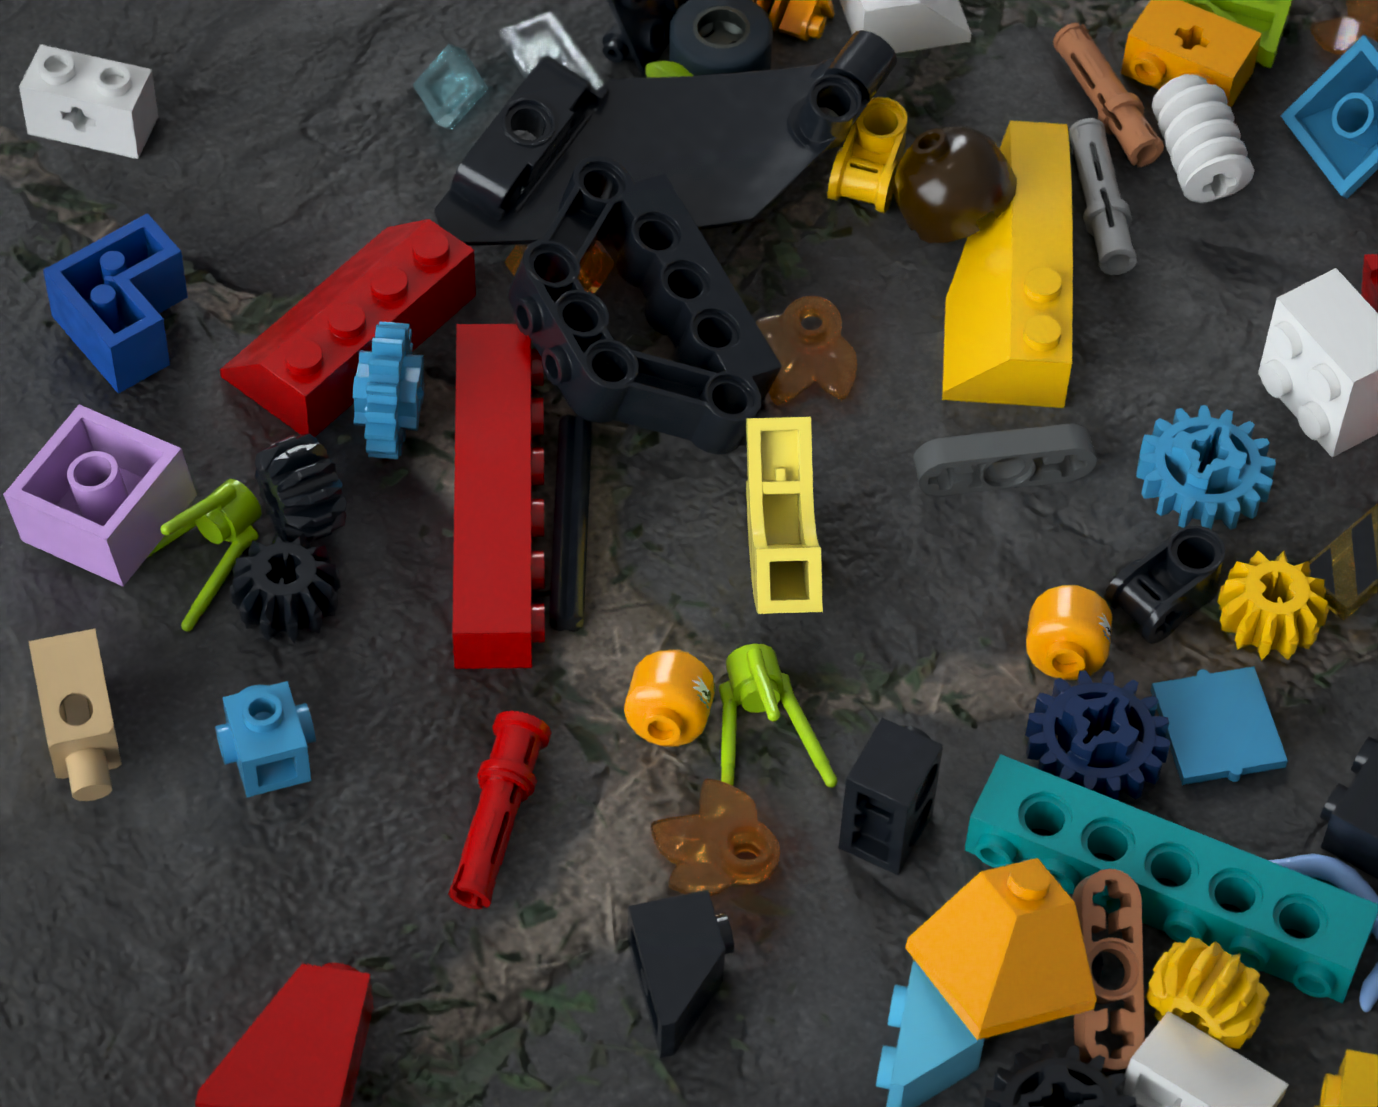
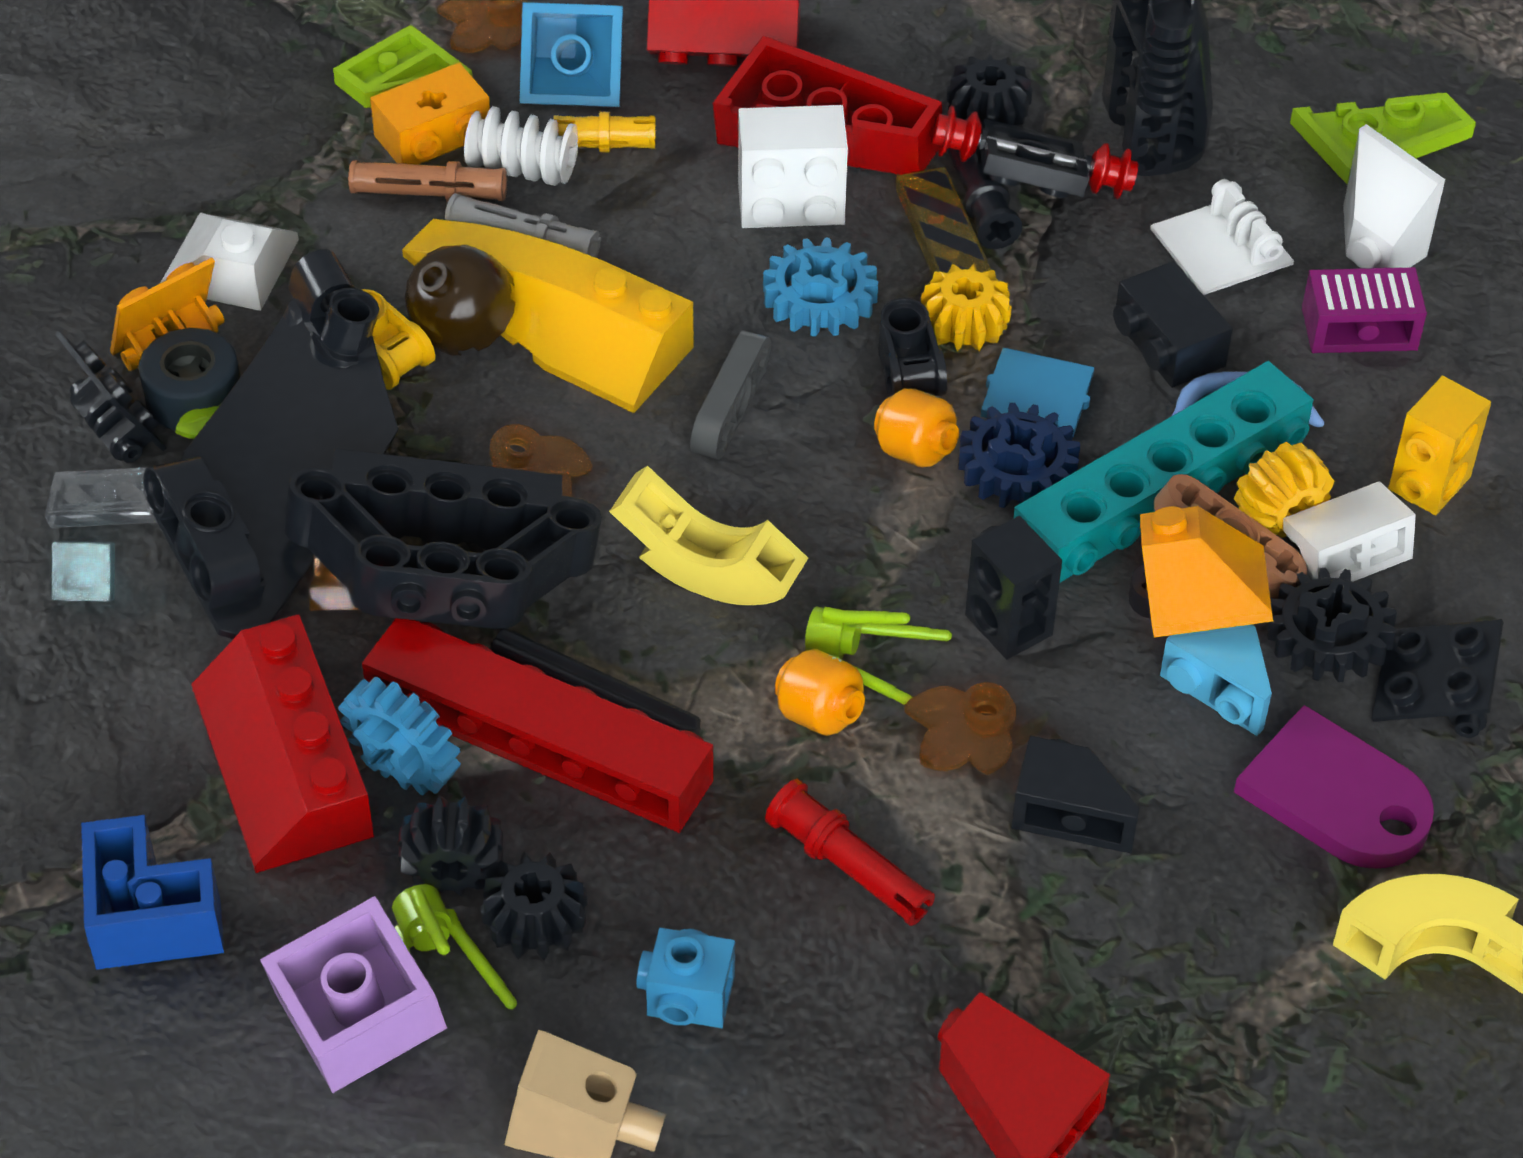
camera: 60 degrees left, 5 degrees down
(1291, 200) = (611, 131): none -> yellow pin

